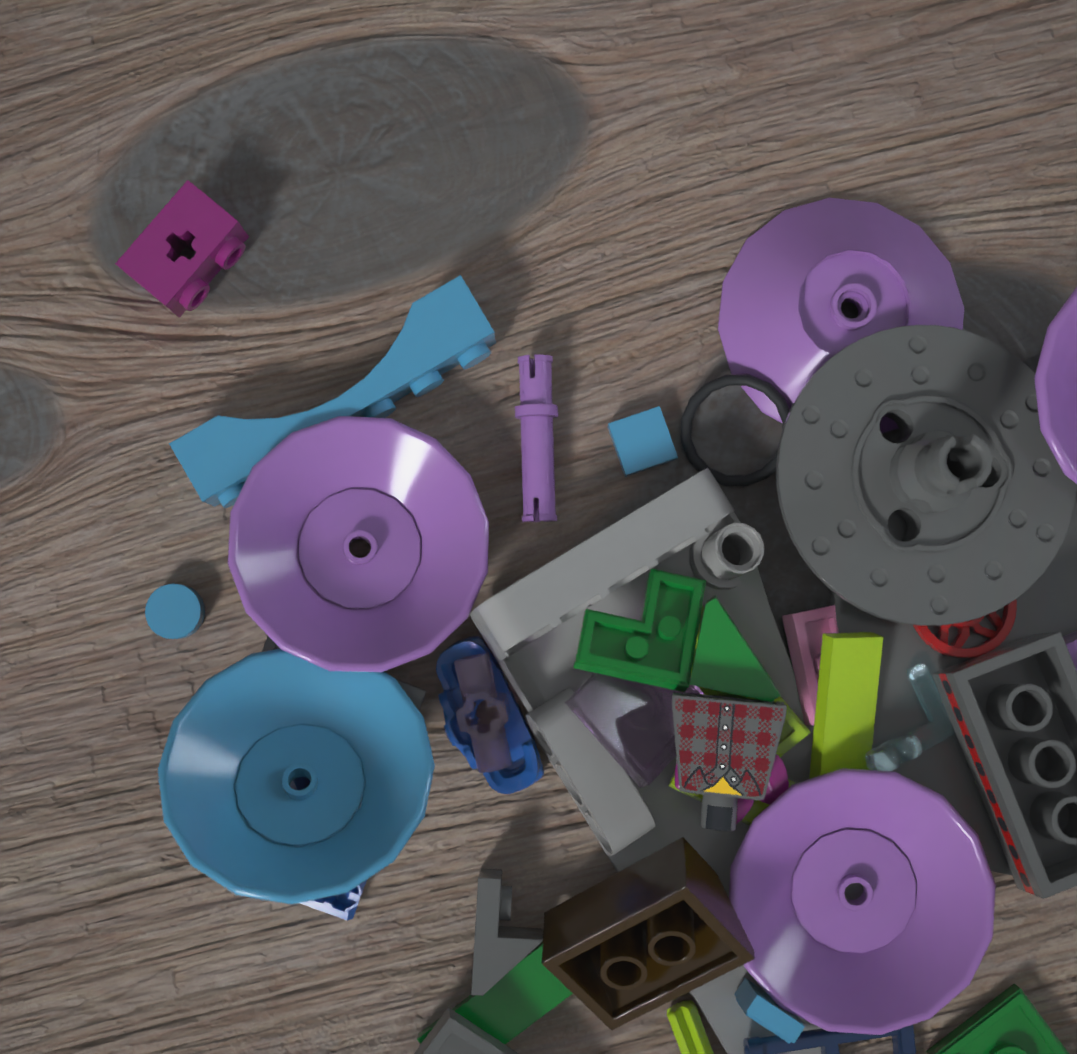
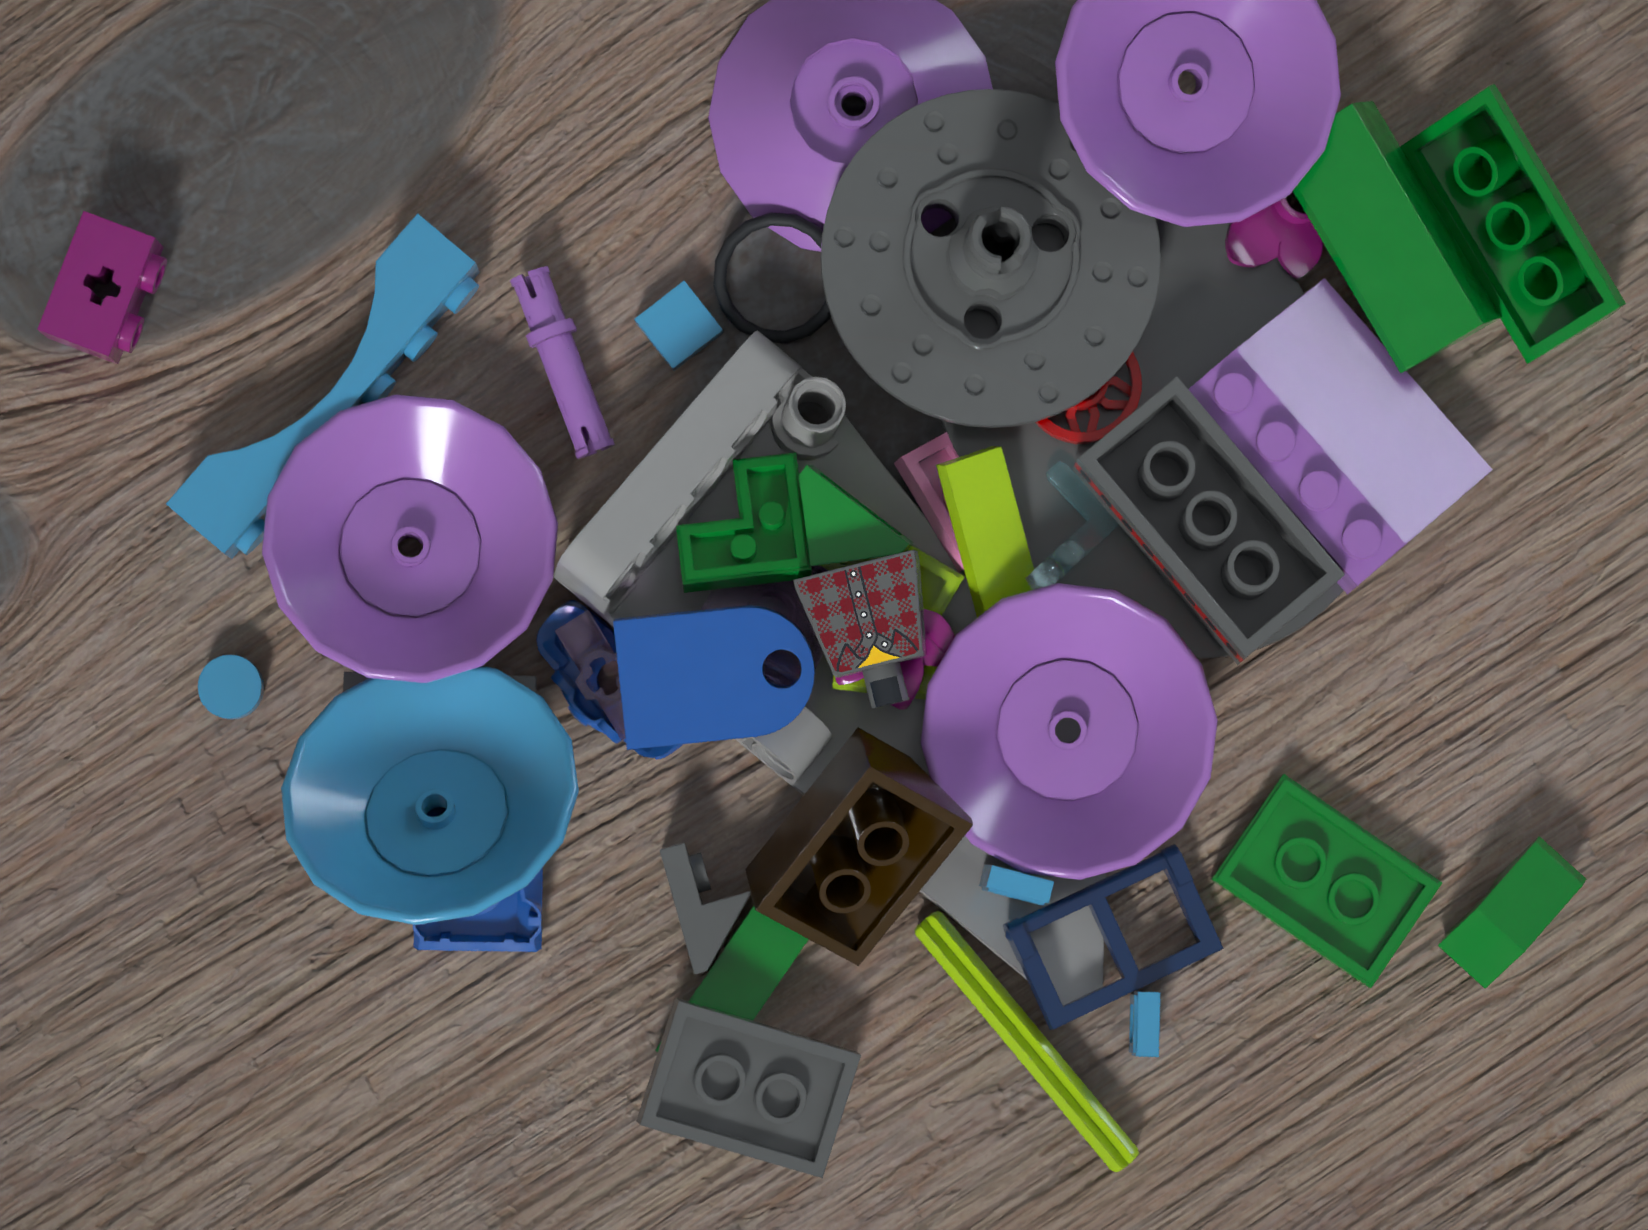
camera: 20 degrees left, 0 degrees up
(566, 747) = (704, 676): none -> blue tile

